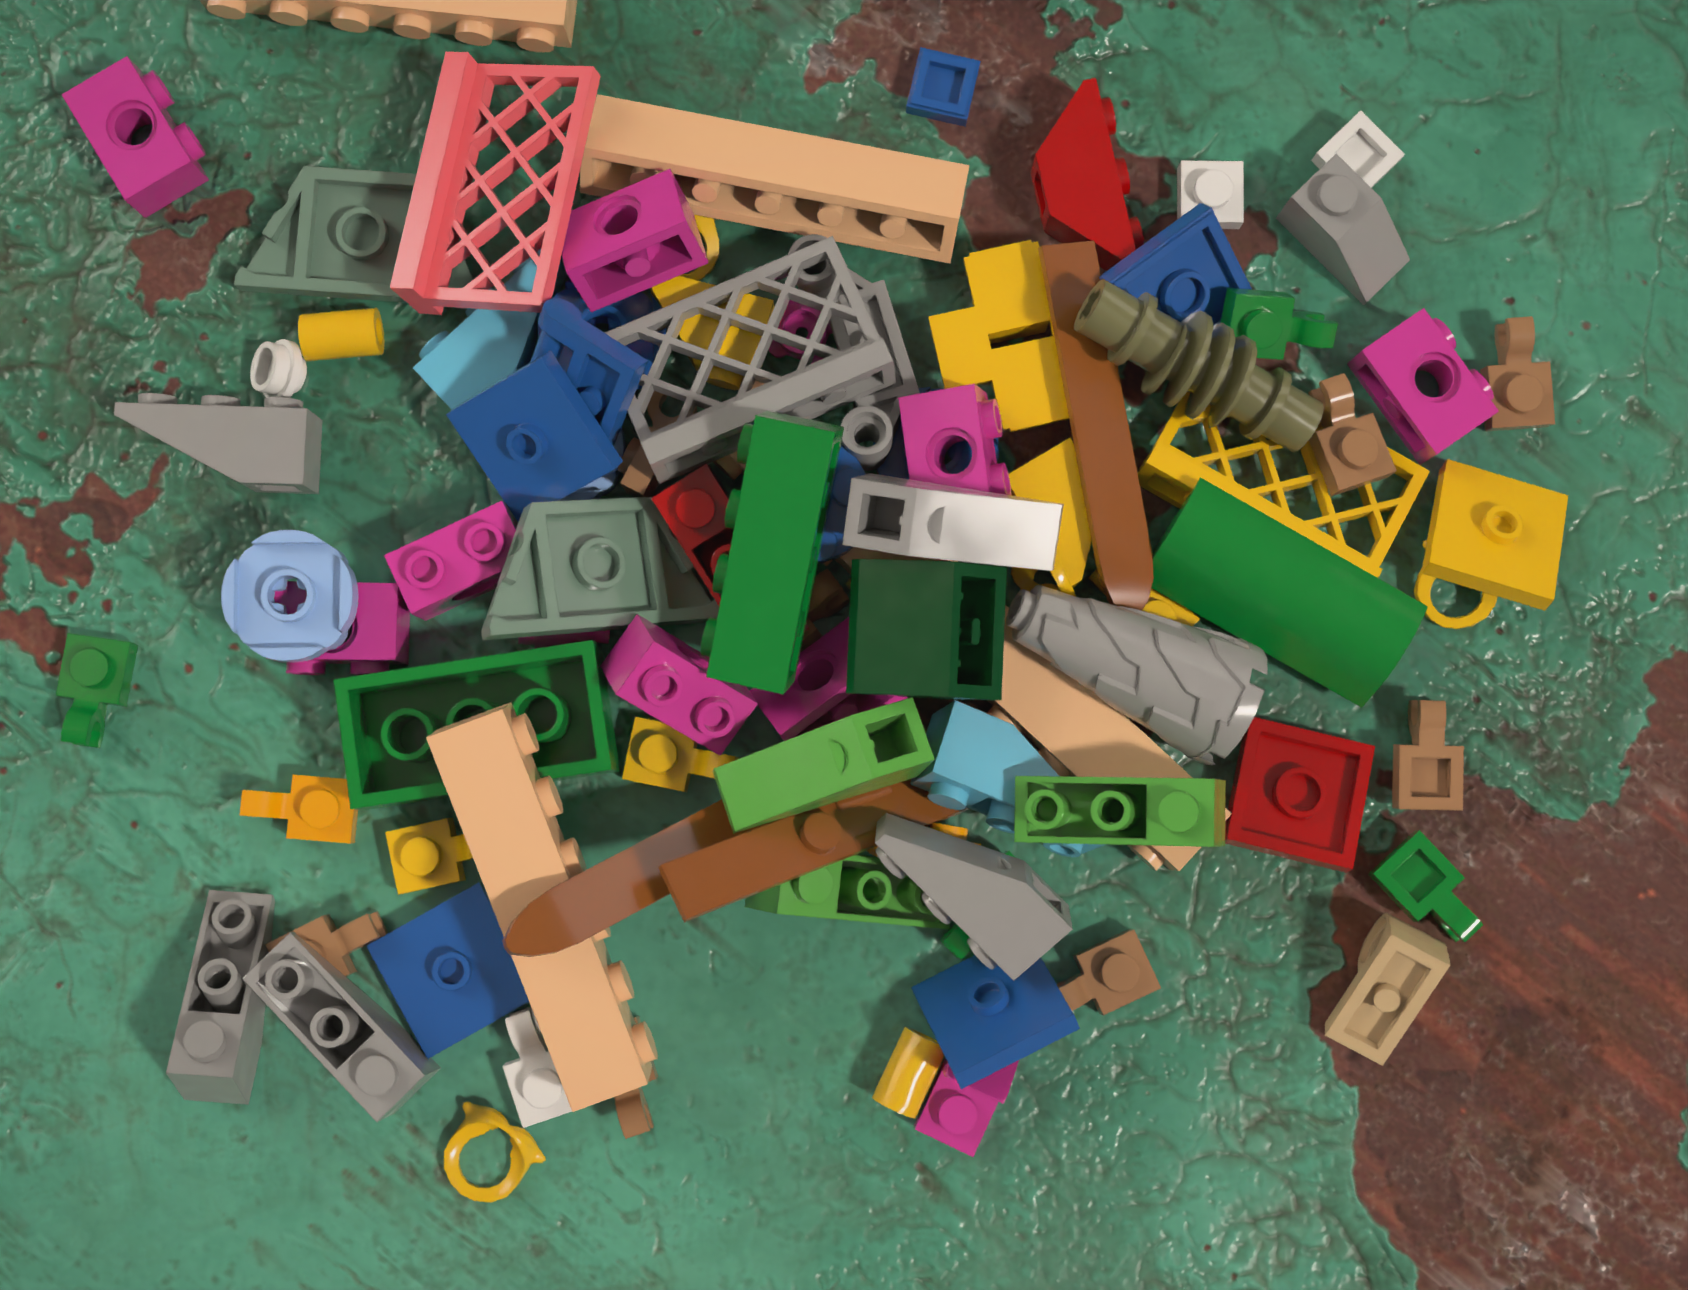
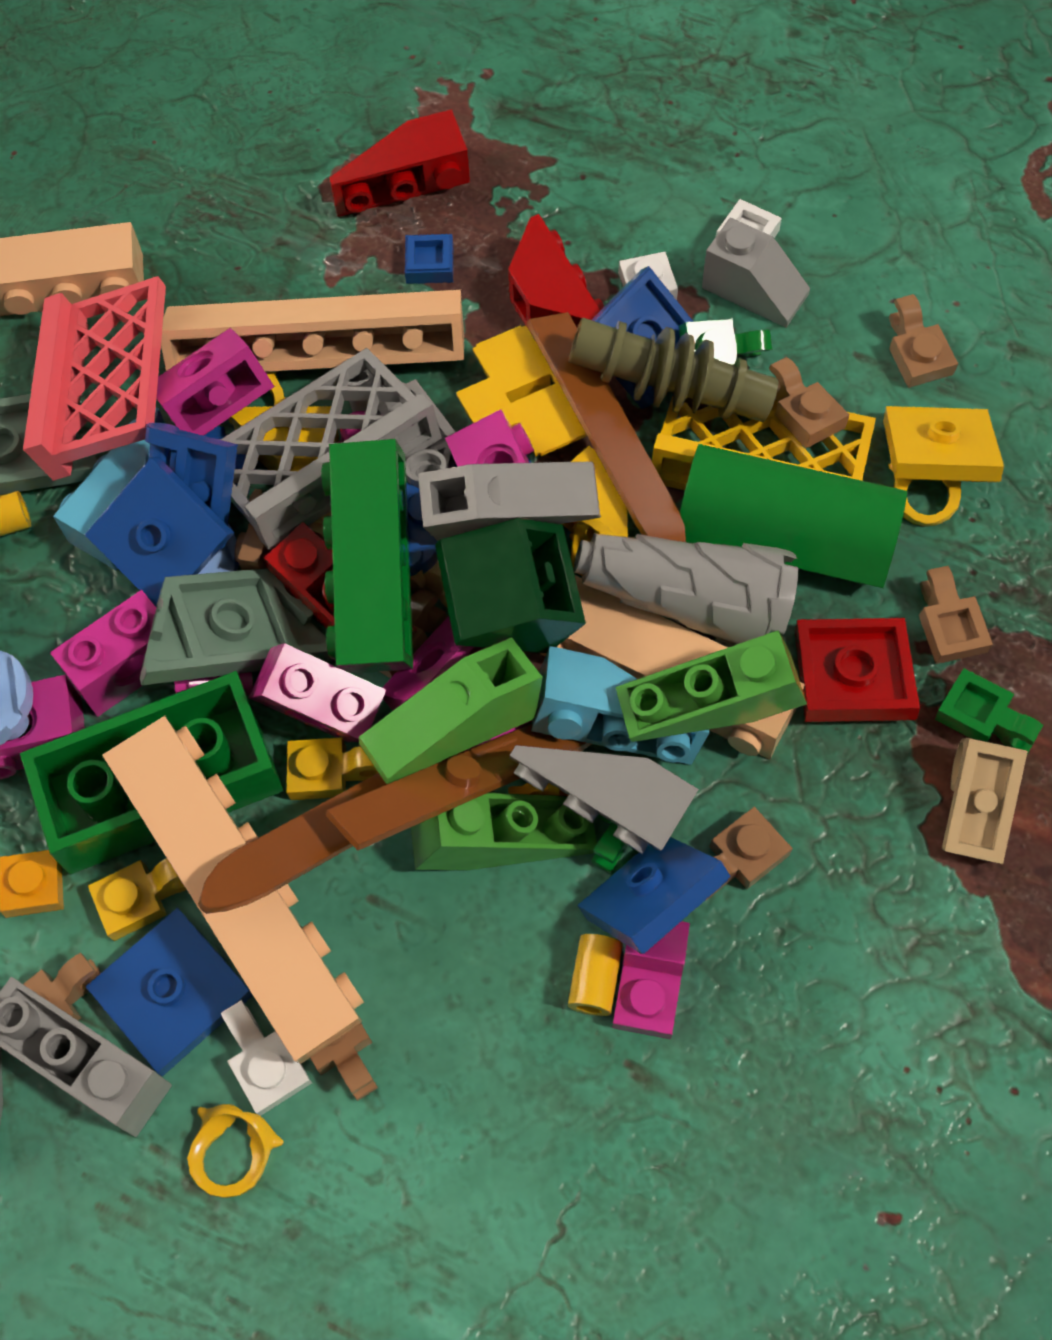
camera: 10 degrees left, 20 degrees down
(1421, 421) = (849, 359): dark pink brick -> none

